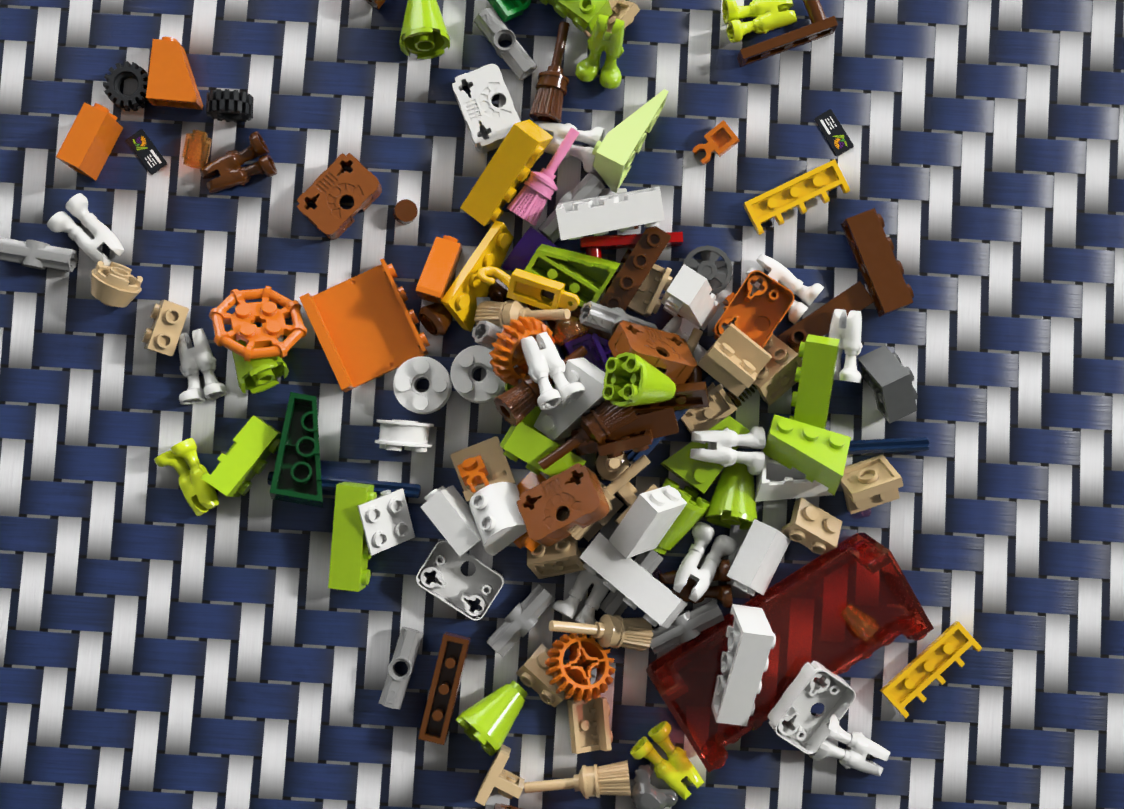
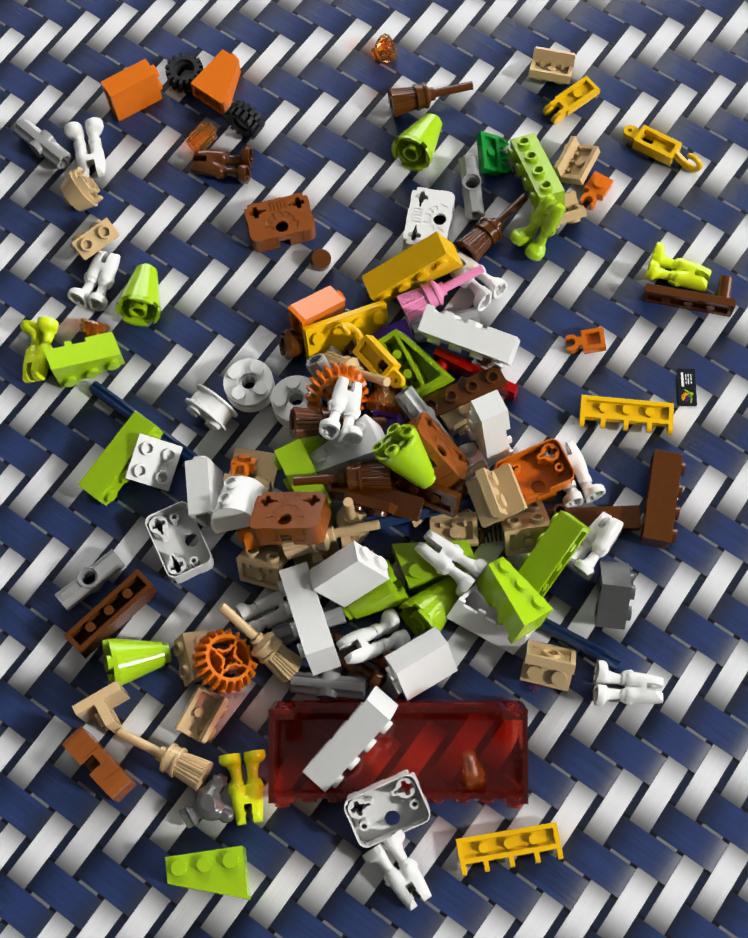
camera: 35 degrees right, 15 degrees down
(146, 151) = (167, 122): black sticker -> none
(230, 421) = (91, 327): none -> clear orange brick
(260, 341) = (149, 265): orange plate -> none
(298, 459) = (122, 379): dark green wedge -> none
(365, 326) = (235, 321): orange panel -> none
(520, 620) = (204, 601): light grey piece -> none
(621, 144) = (518, 297): yellowish green wedge -> none
(708, 268) = (521, 428): dark grey piece -> none
(813, 527) = (481, 670): tan bracket -> none
(955, 458) = (634, 685): none -> white piece

